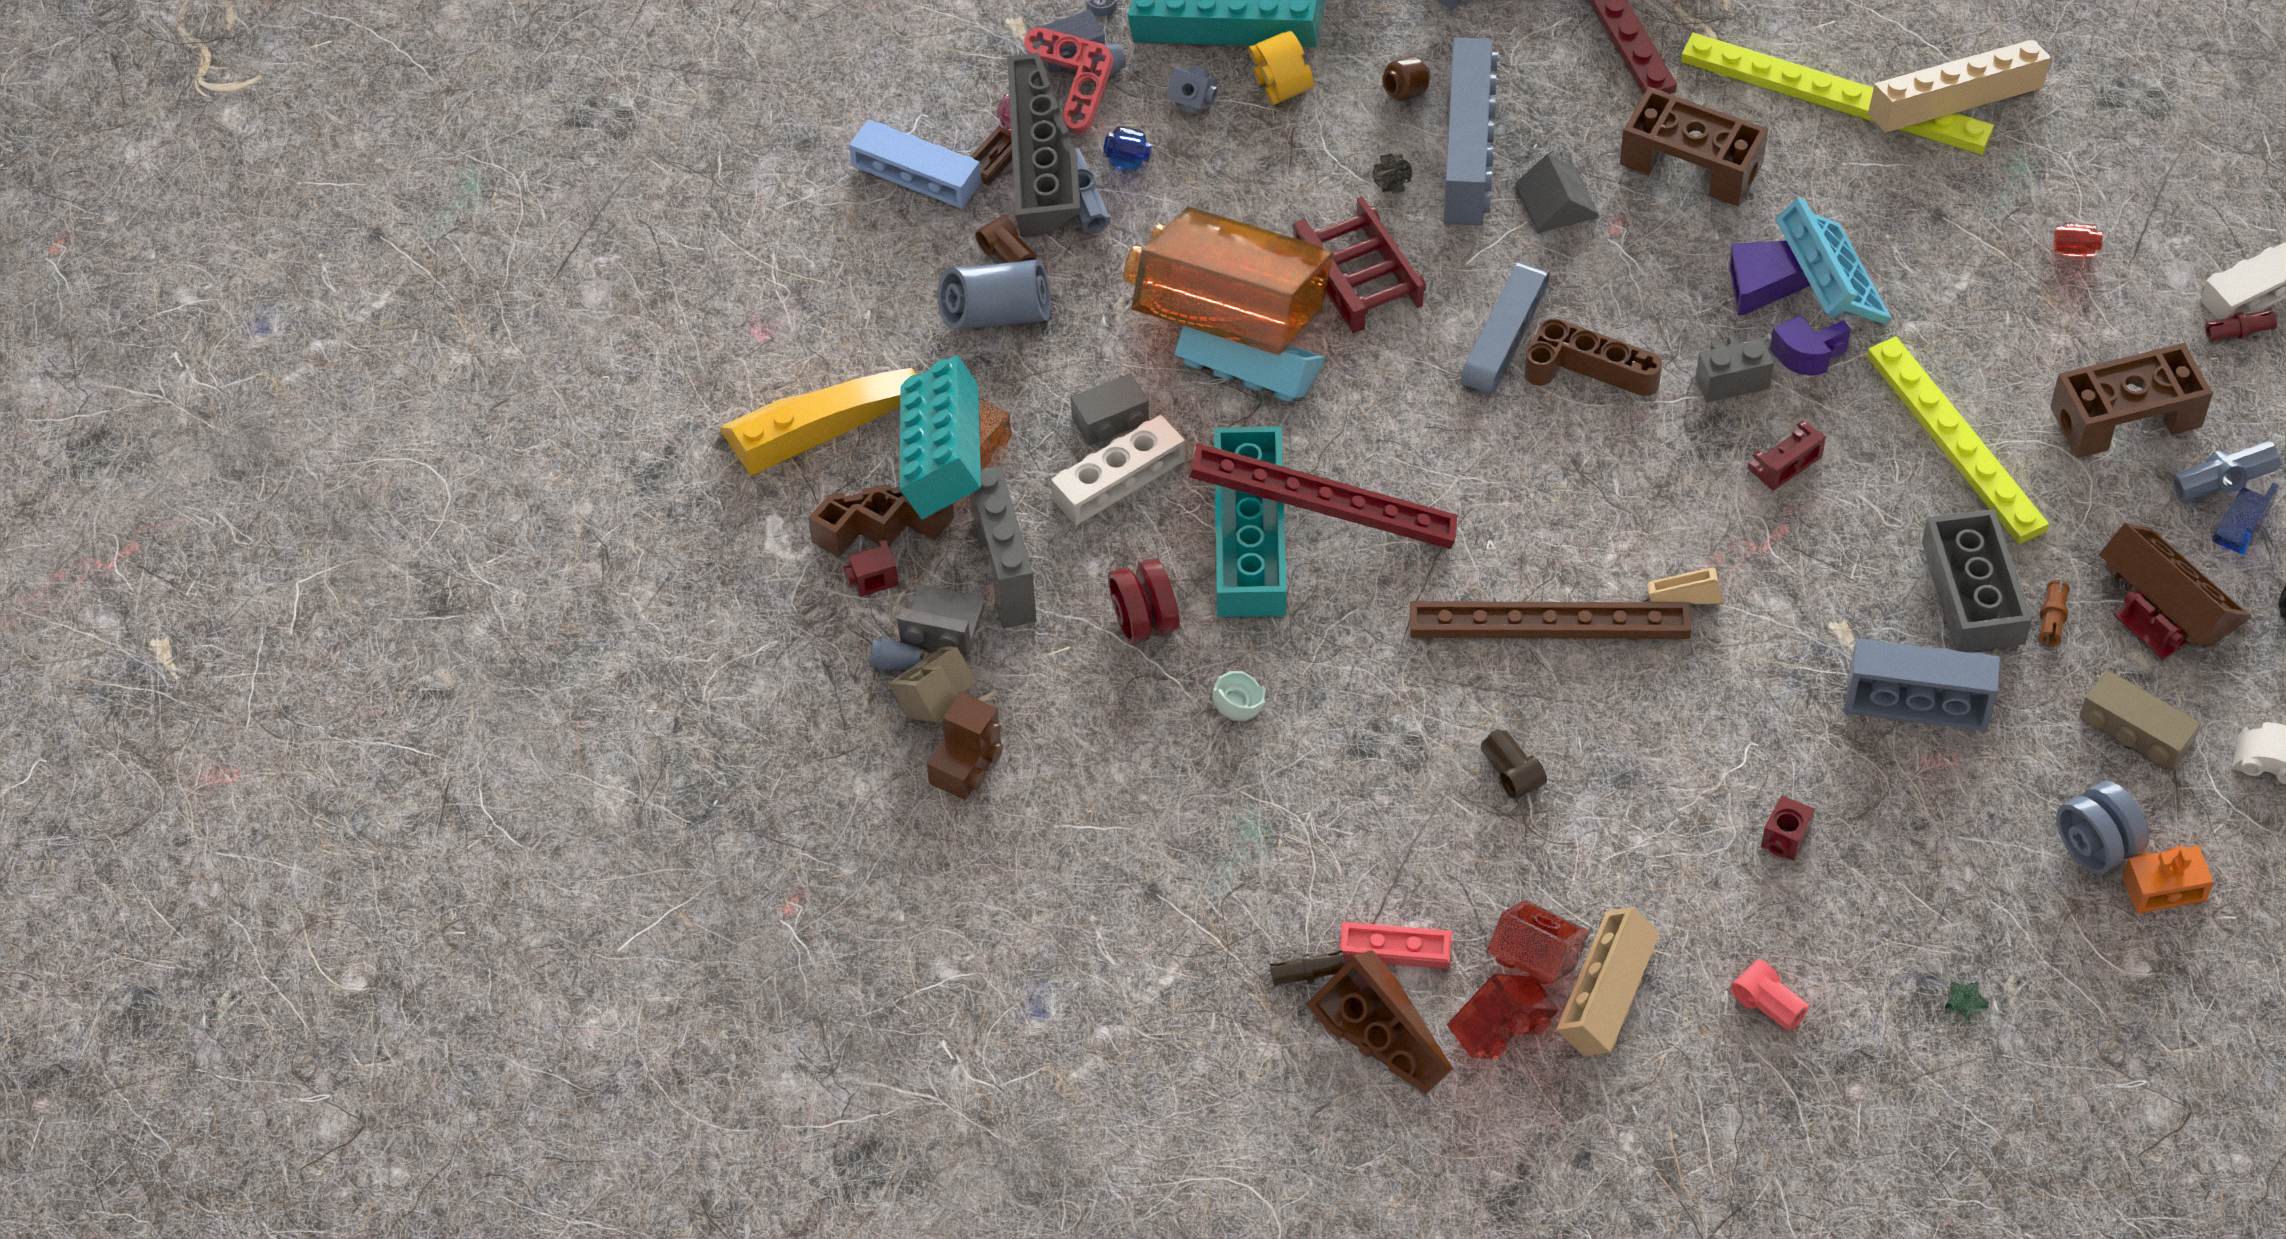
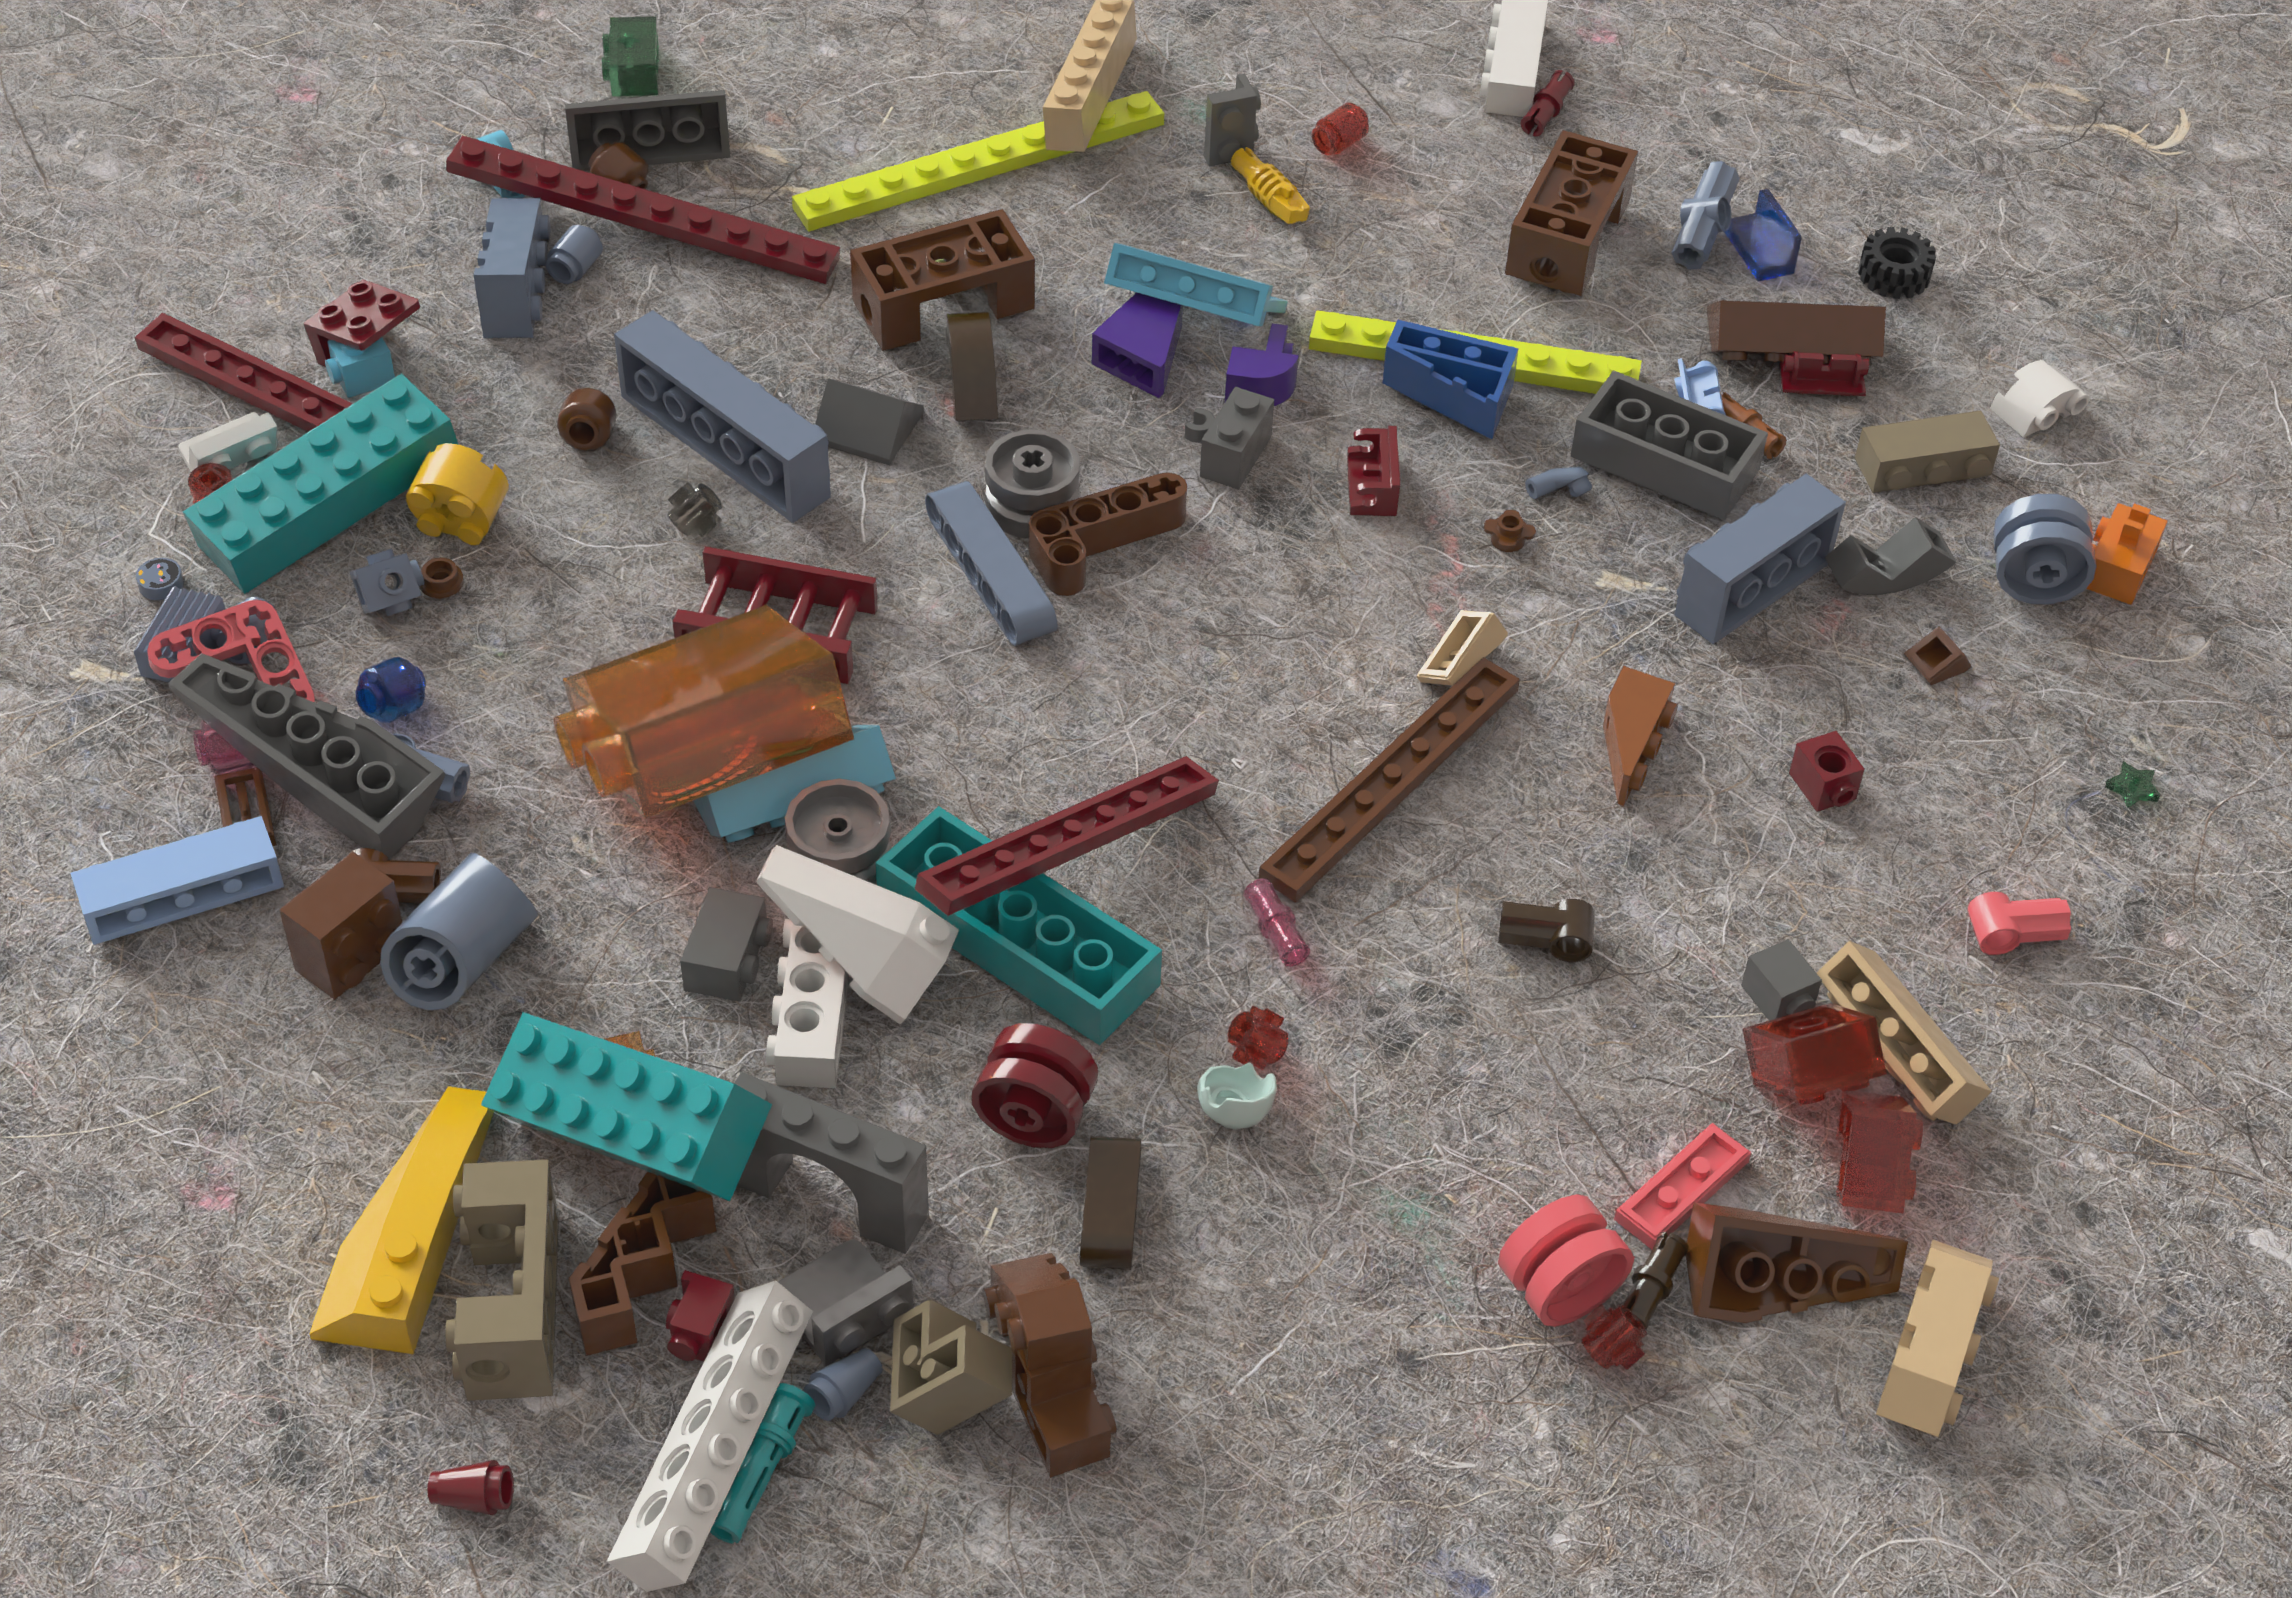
camera: 55 degrees left, 5 degrees down
(697, 555) = (473, 1487): none -> dark red cone
(807, 621) = (710, 1438): none -> white brick
(832, 650) = (770, 1444): none -> teal pin
(847, 464) = (507, 1341): none -> dark tan plate
(947, 242) = (341, 924): none -> reddish brown brick
(994, 690) = (1039, 1310): none -> reddish brown brick
(1114, 689) = (1110, 1202): none -> dark brown beam
(1161, 452) = (873, 933): none -> white wedge
(1222, 397) = (840, 826): none -> flat silver wheel
(1227, 108) = (441, 578): none -> reddish brown plate
(1247, 970) = (1614, 1337): none -> clear red gear
(1267, 911) = (1565, 1260): none -> coral wheel
(1287, 680) = (1258, 1037): none -> clear red gear
(1382, 637) = (1276, 922): none -> clear pink pin
(1397, 1121) = (1937, 1339): none -> tan brick
(1585, 296) = (1027, 474): none -> flat silver wheel
(1590, 900) = (1781, 981): none -> dark grey brick
(1639, 206) = (972, 366): none -> dark brown arch
(1719, 708) = (1632, 726): none -> dark orange slope
(1815, 558) = (1509, 531): none -> reddish brown plate
(1890, 546) = (1557, 478): none -> sand blue arm
(1911, 437) = (1451, 373): none -> blue wedge
(1962, 834) = (1937, 657): none -> reddish brown slope
(1980, 242) = (1270, 187): none -> yellow hinge
(2001, 182) = (1231, 121): none -> dark grey bracket
(2022, 765) = (1902, 562): none -> dark grey brick
(2041, 570) = (1700, 385): none -> light blue hinge

